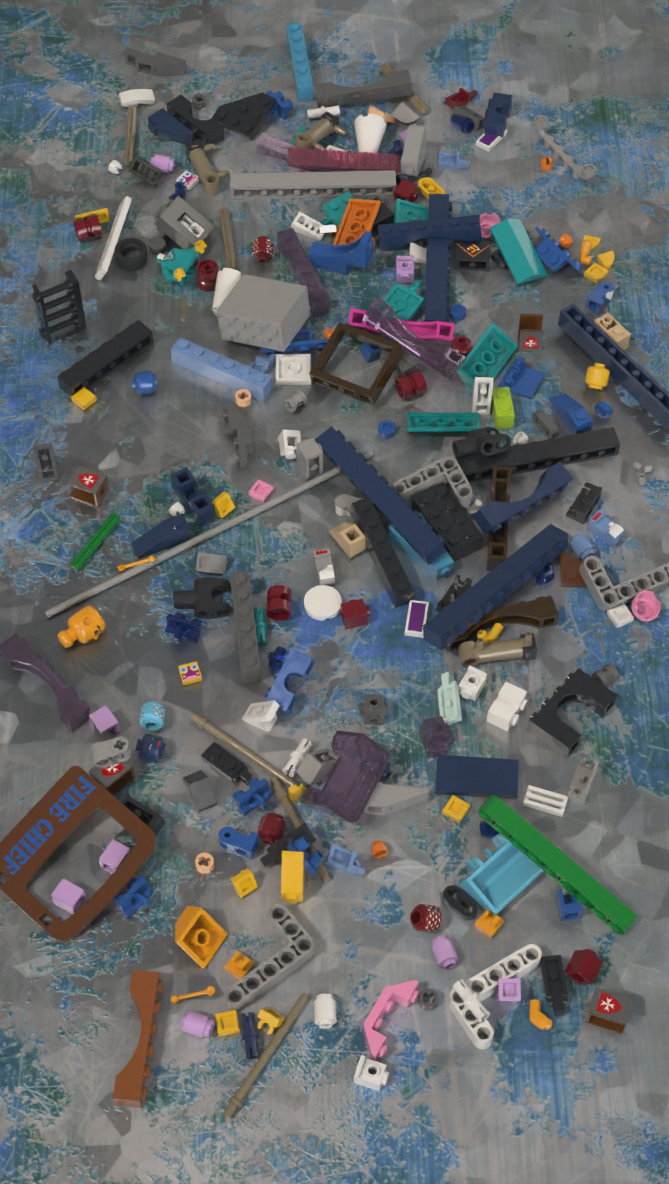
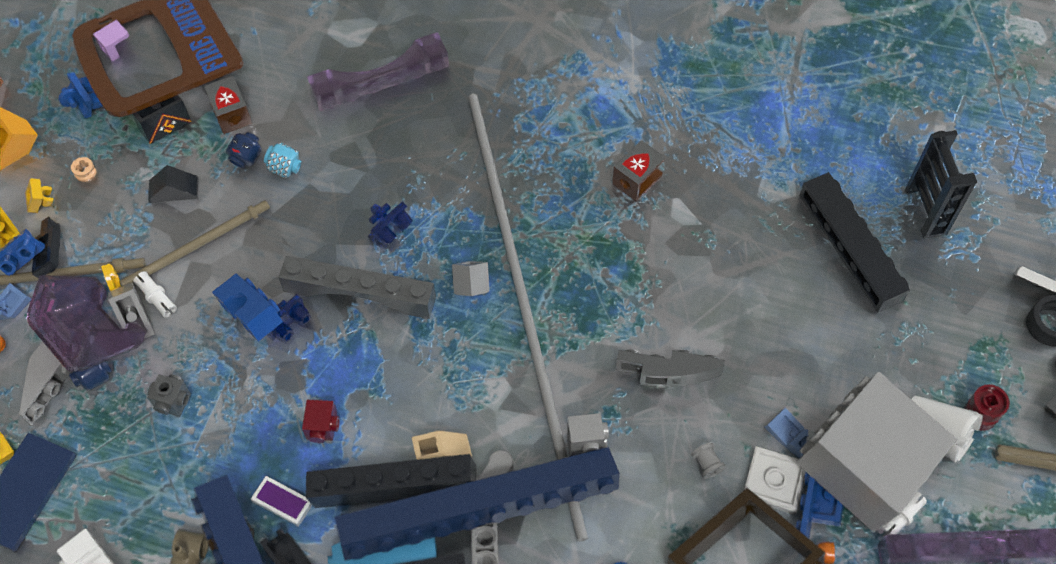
camera: 110 degrees right, 5 degrees up
(46, 461) = (689, 129): dark grey slope -> none
(83, 398) = (793, 204): yellow tile -> none
(83, 626) = (432, 120): light orange piece -> none
(95, 541) = (558, 166): green axle -> none
(103, 720) = (297, 115): lavender panel -> none
(109, 752) = (236, 94): light grey piece -> none
(113, 856) = (129, 83): lavender panel -> none
(144, 382) = (795, 275): blue head -> none
(150, 559) = (508, 184): light orange hinge -> none
(162, 536) = (532, 237): dark blue slope -> none
(177, 509) = (568, 262): white hinge -> none
(180, 263) = (1018, 375): teal torso -> none
(190, 673) = (326, 217): tile -> none
(197, 504) = (595, 278): dark blue arch -> none
(203, 598) = (422, 253): black connector -> none
(221, 369) = (793, 377): medium blue brick -> none
(223, 504) = (556, 314): yellow tile -> none
(226, 764) = (188, 222): black hinge -> none
(239, 843) = (85, 204): blue leg -> none
(243, 402) = (742, 387): light nougat bush -> none
(254, 797) = (126, 233): blue hips -> none
(260, 625) = (353, 306): teal pin -> none
(261, 491) = (567, 372): bright pink tile -> none
(262, 249) = (1031, 505): dark red head -> none
(262, 715) = (224, 267): white slope -> none
(271, 828) = (78, 239): dark red head -> none
(278, 603) = (373, 334): dark red wheel -> none
(287, 443) = (617, 424): white brick -> none
(322, 602) = (359, 392): white tile -> none
(323, 566) = (407, 408): light grey leg -> none
(435, 736) = (96, 457): clear purple brick -> none
(449, 699) = (139, 494): light aqua hinge -> none
(472, 683) = (151, 538): white brick -> none

